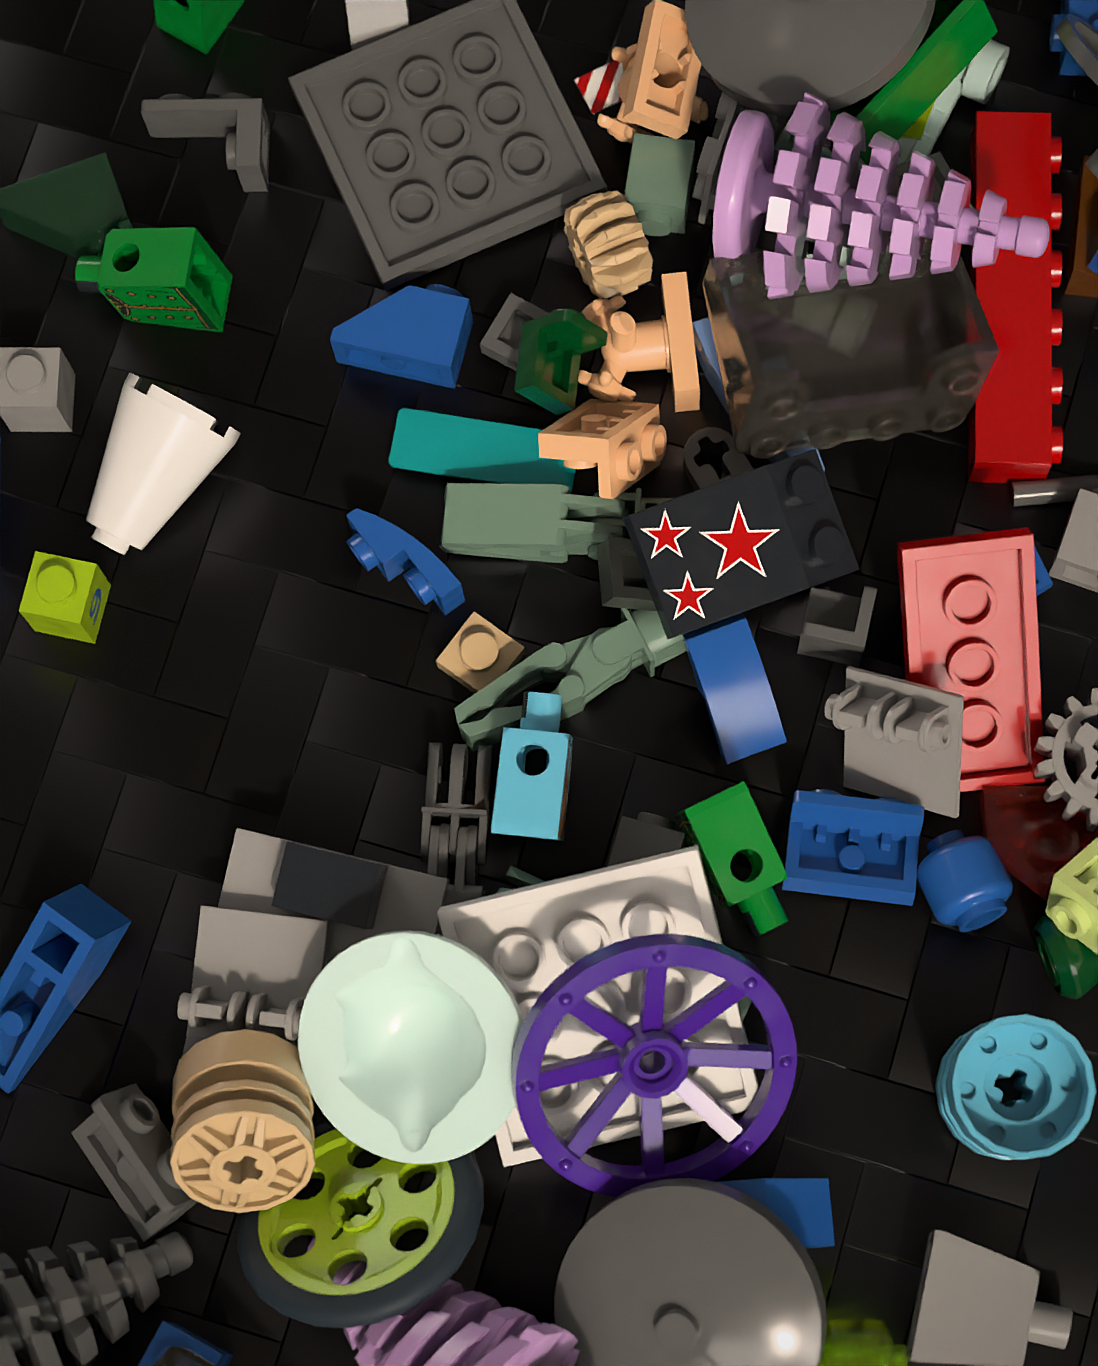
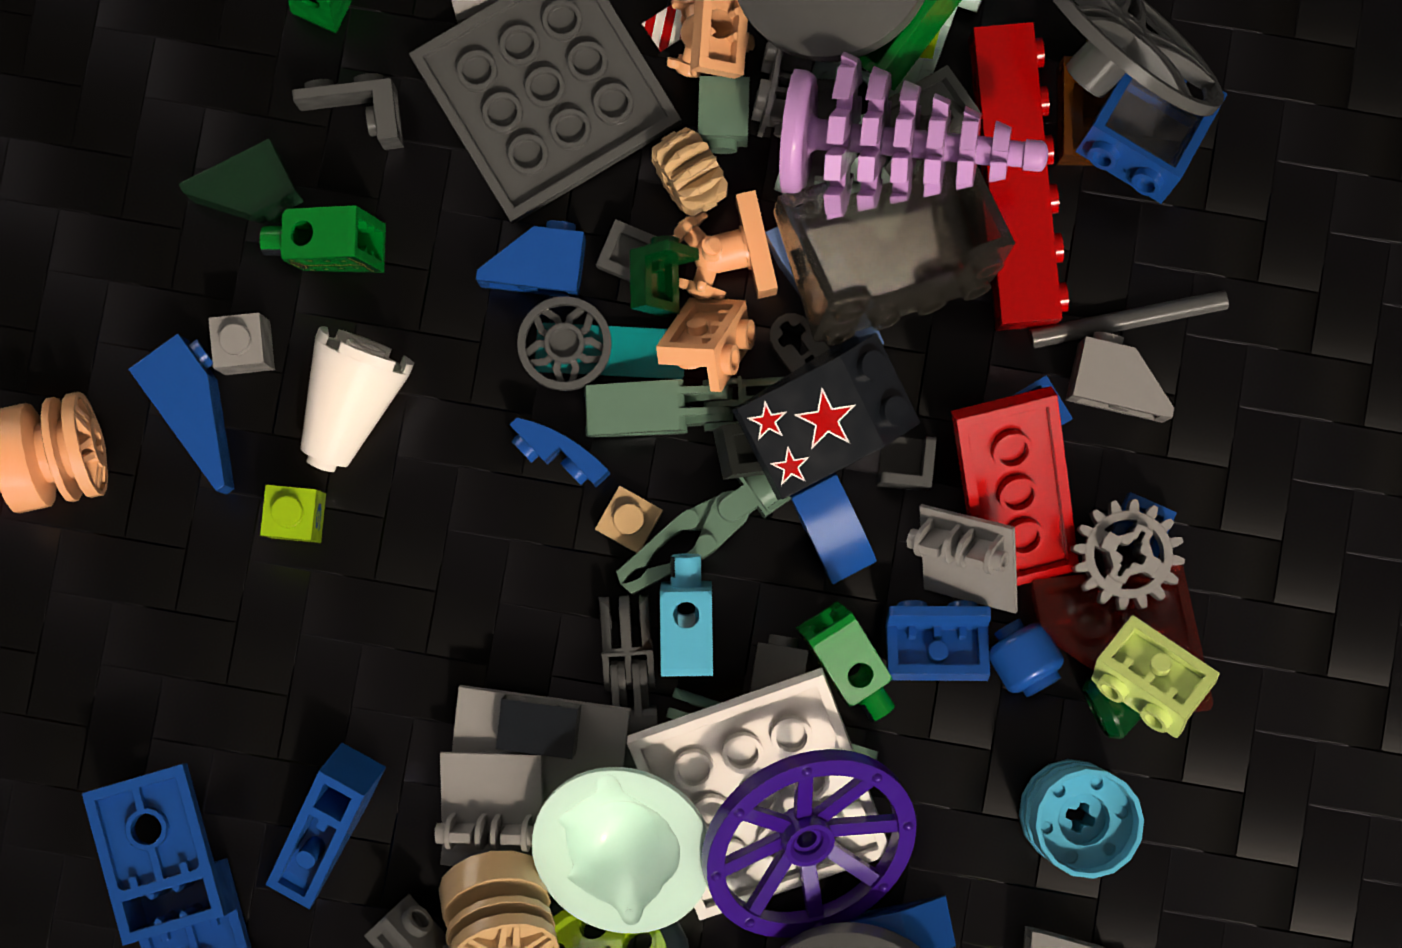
camera: 15 degrees left, 10 degrees up
(428, 432) = (564, 343): none -> dark grey wheel

